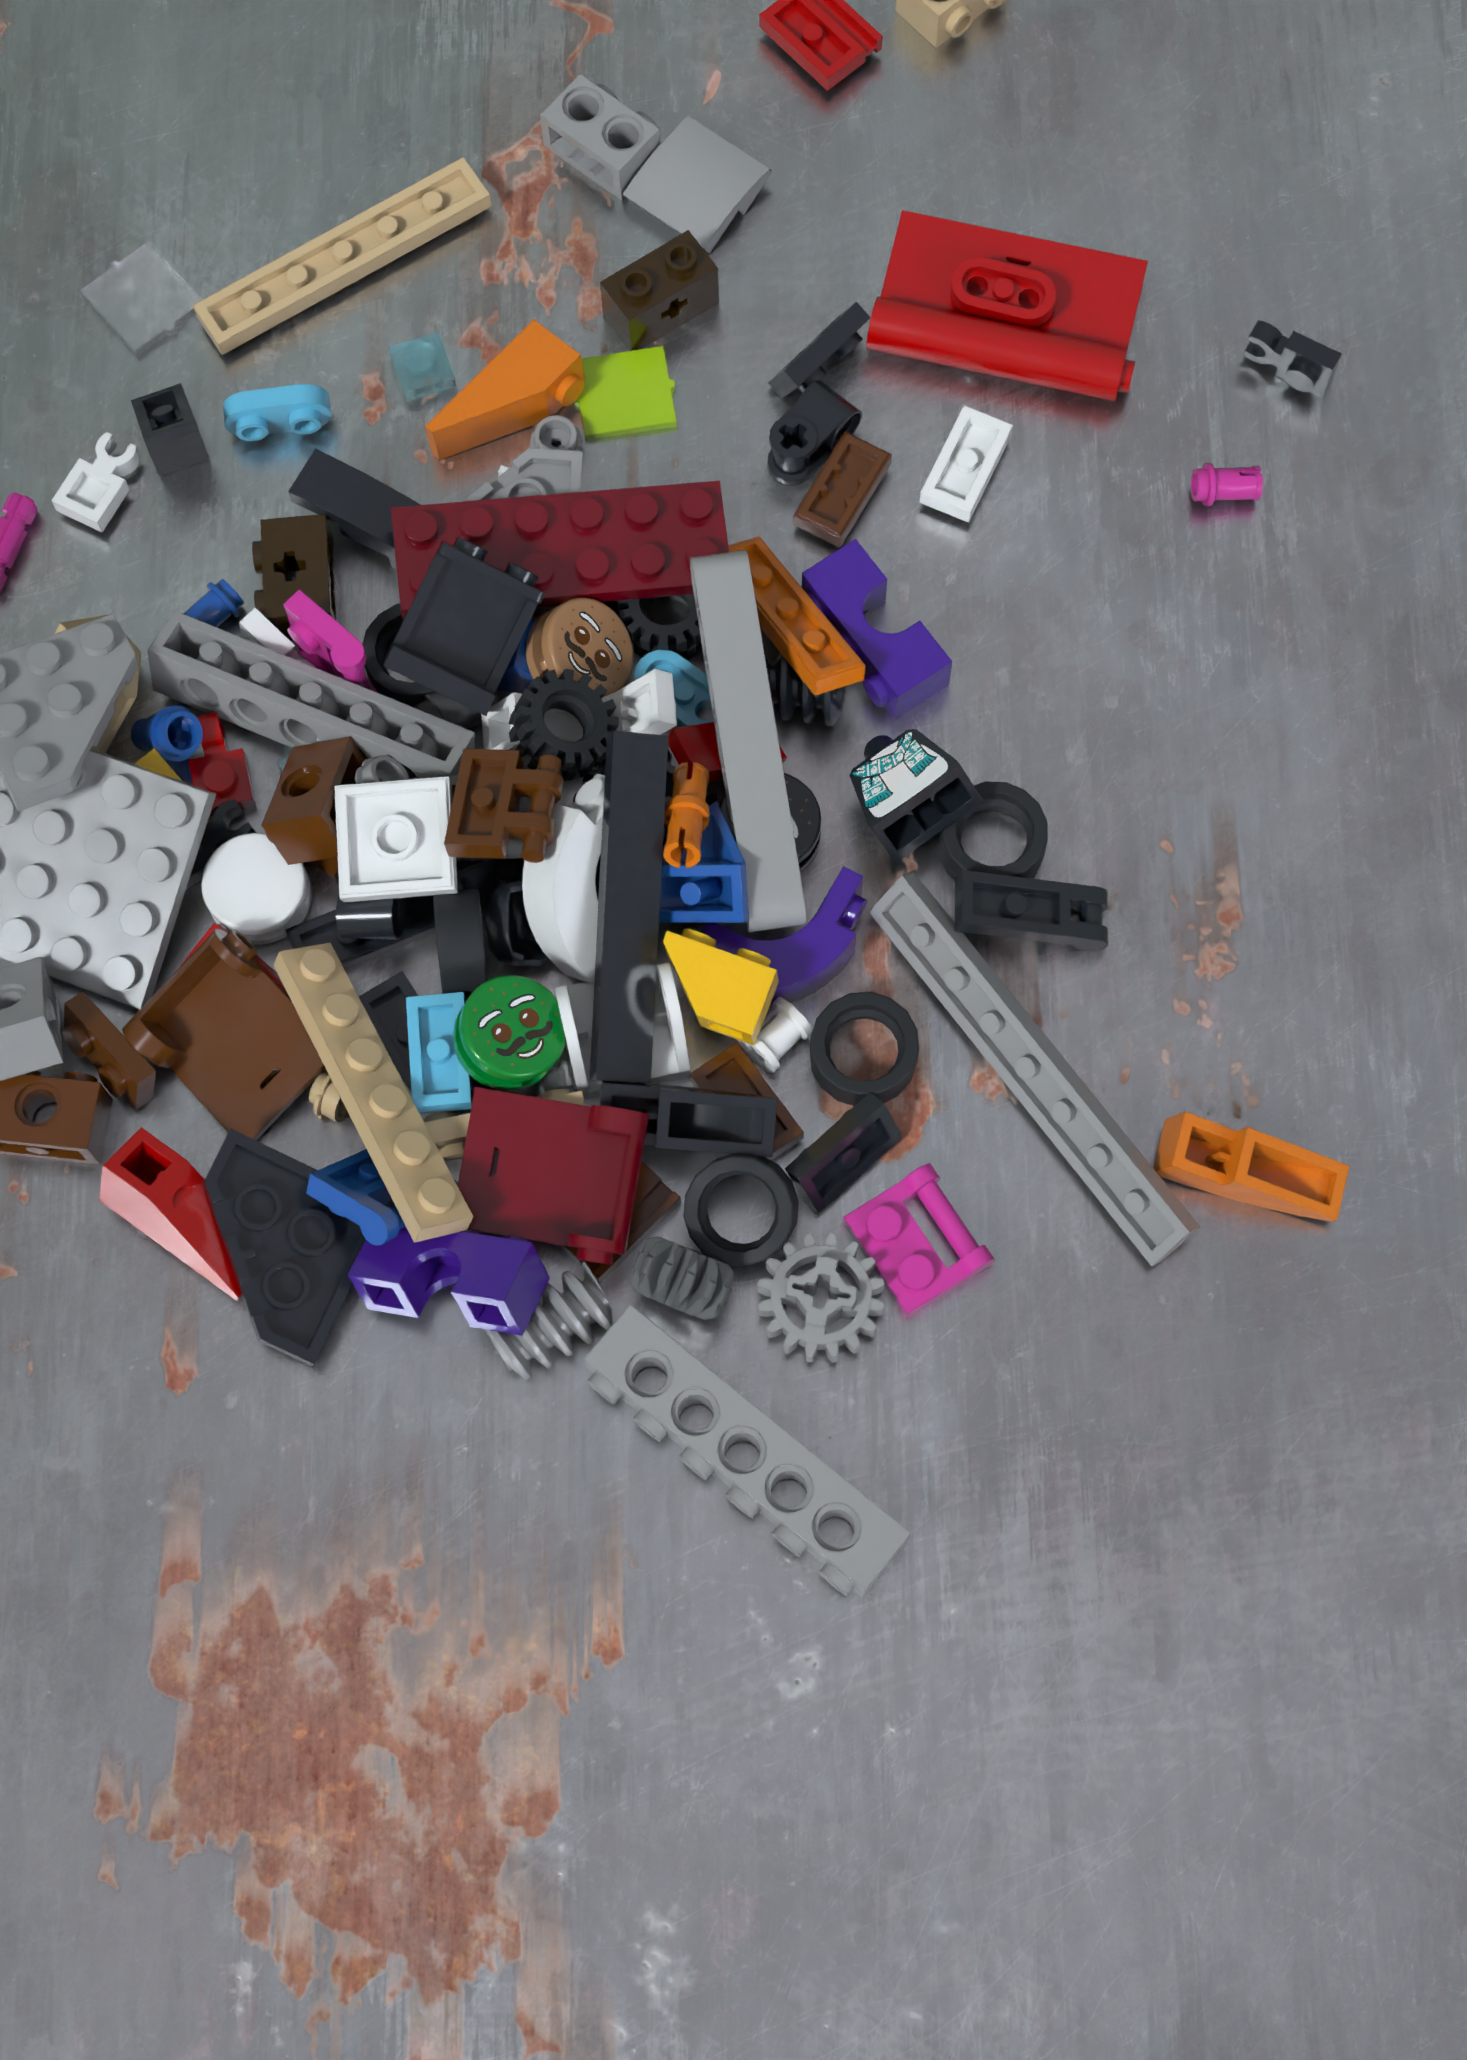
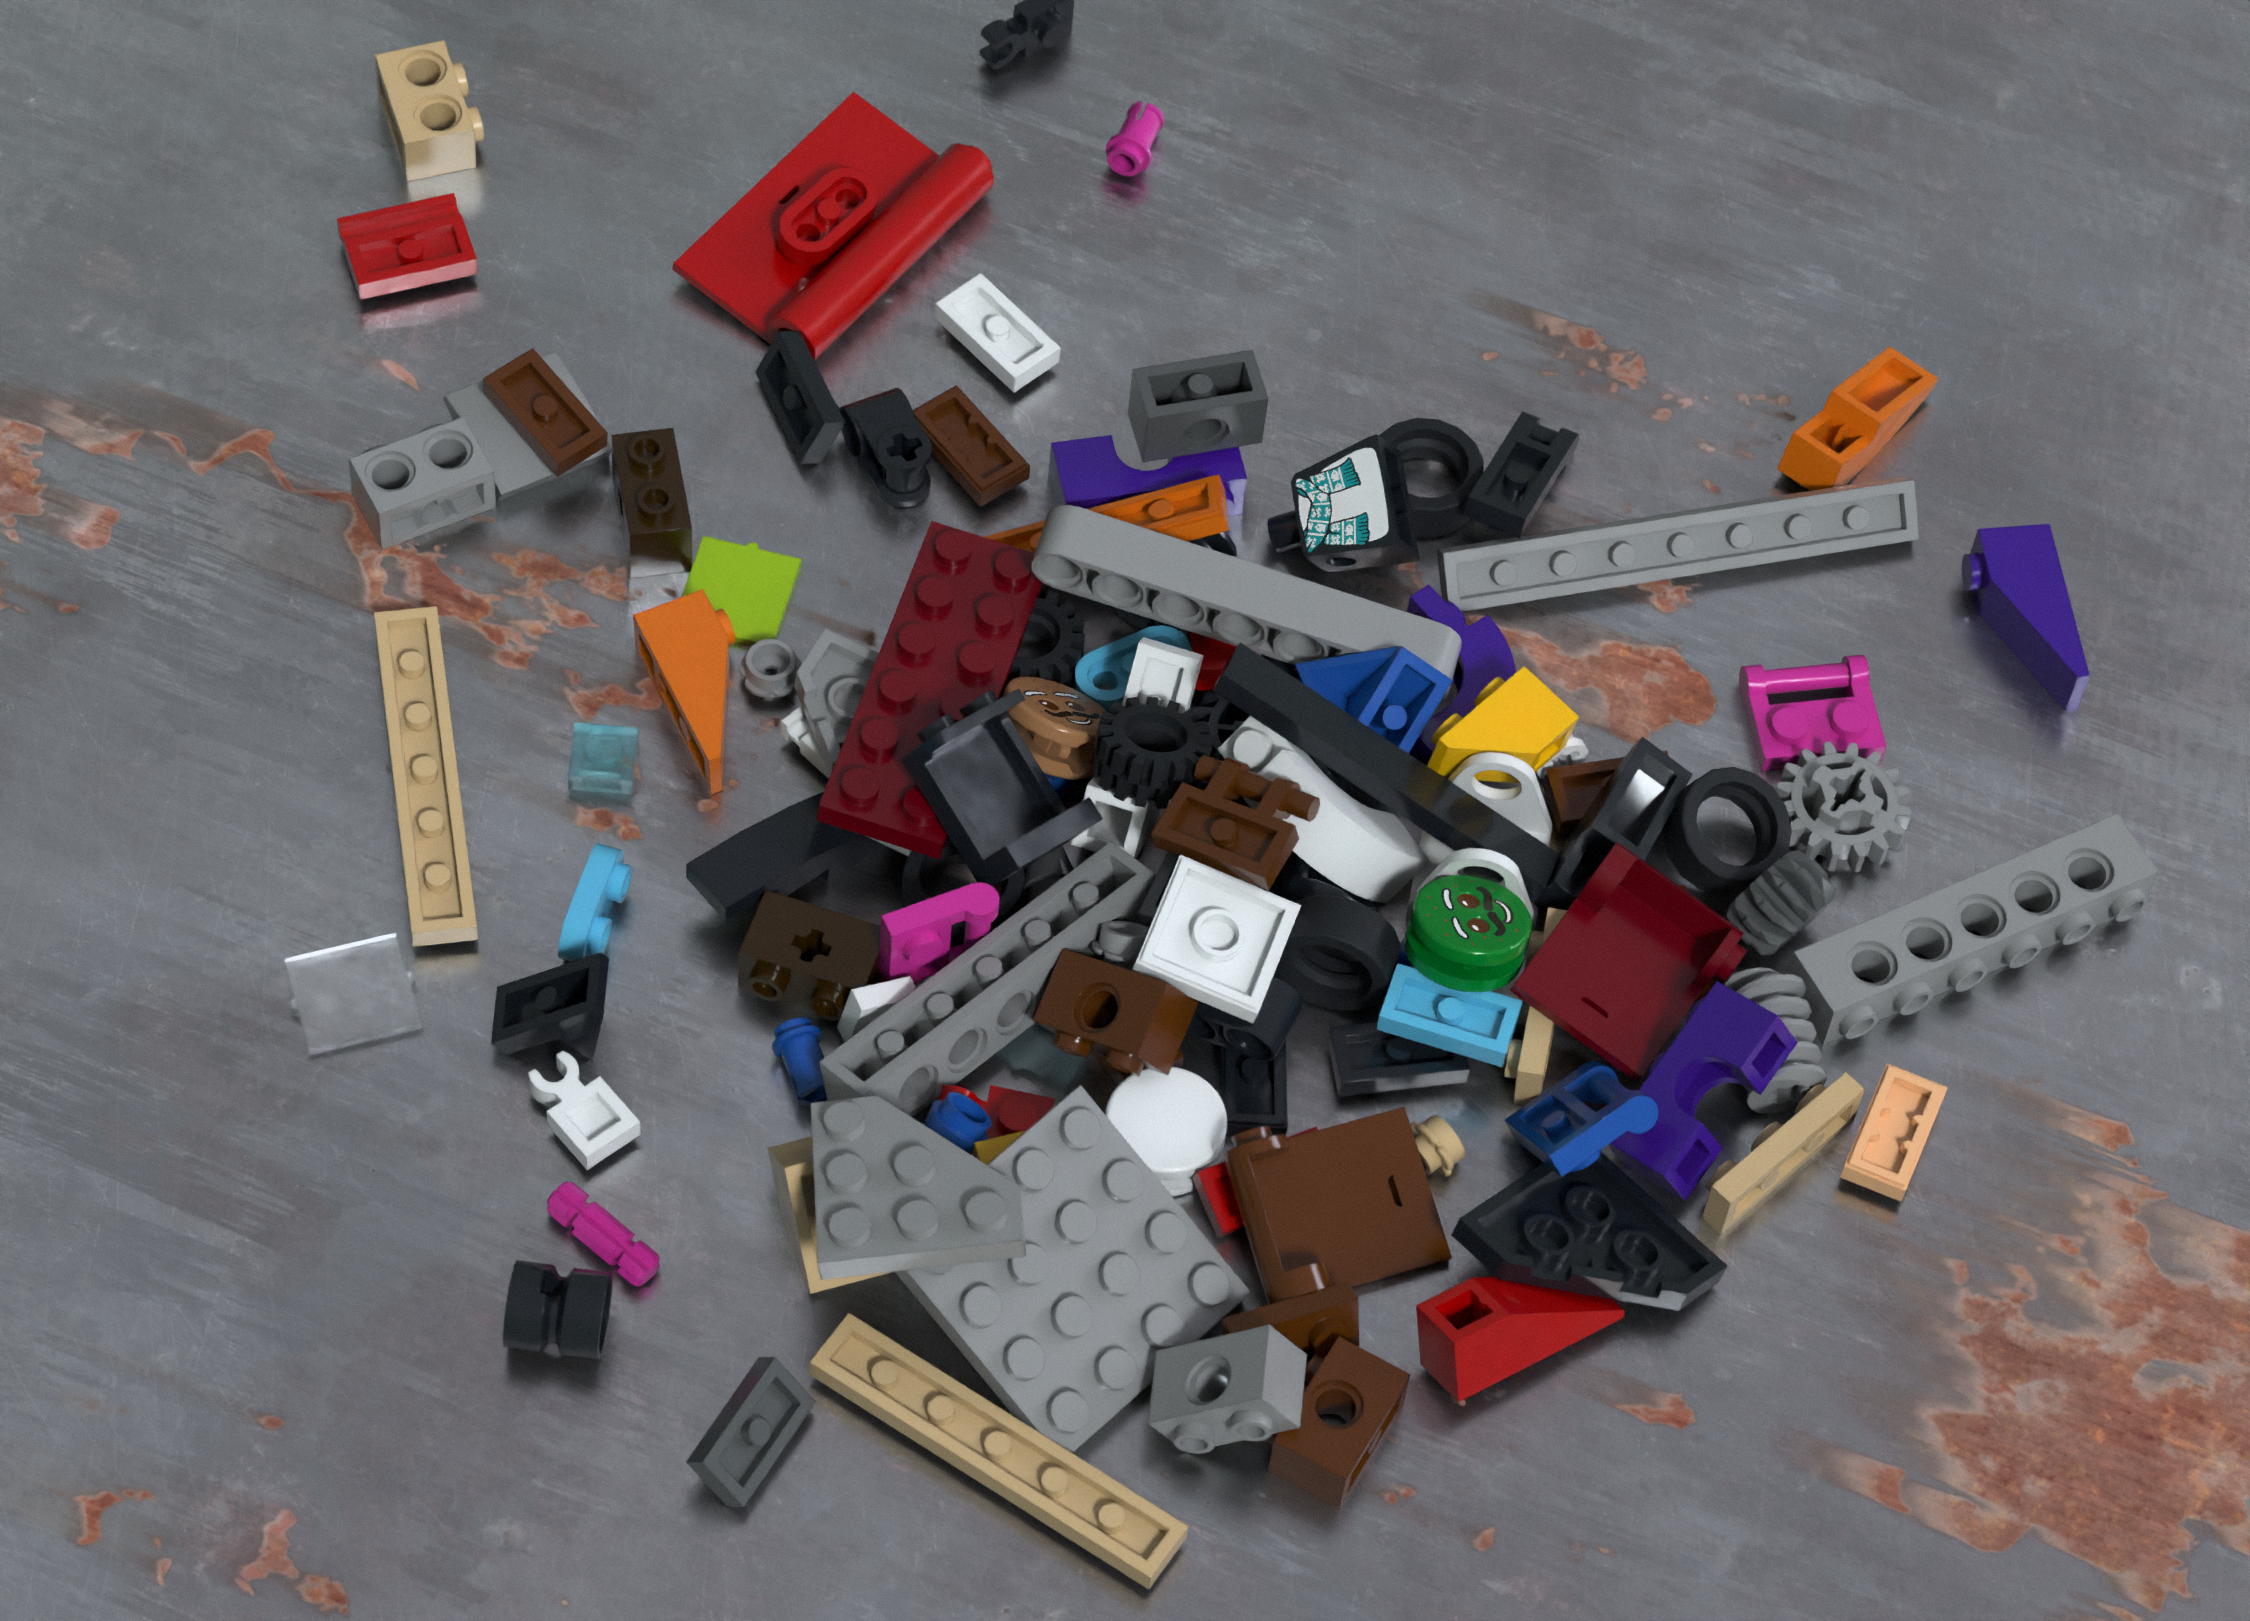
camera: 75 degrees left, 15 degrees down
(373, 1092) = (1469, 1079): tan plate -> none
(445, 1367) = (1781, 1151): none -> tan plate
(511, 1456) = (1893, 1132): none -> light nougat plate
(686, 815) = (1338, 686): orange pin -> none
(693, 179) = (545, 412): none -> reddish brown plate
(843, 1152) = (1689, 710): black plate -> none
(876, 1008) = (1613, 635): black tyre -> none
(922, 619) = (1197, 405): none -> dark grey brick
(1134, 1372) = (2028, 605): none -> dark purple slope

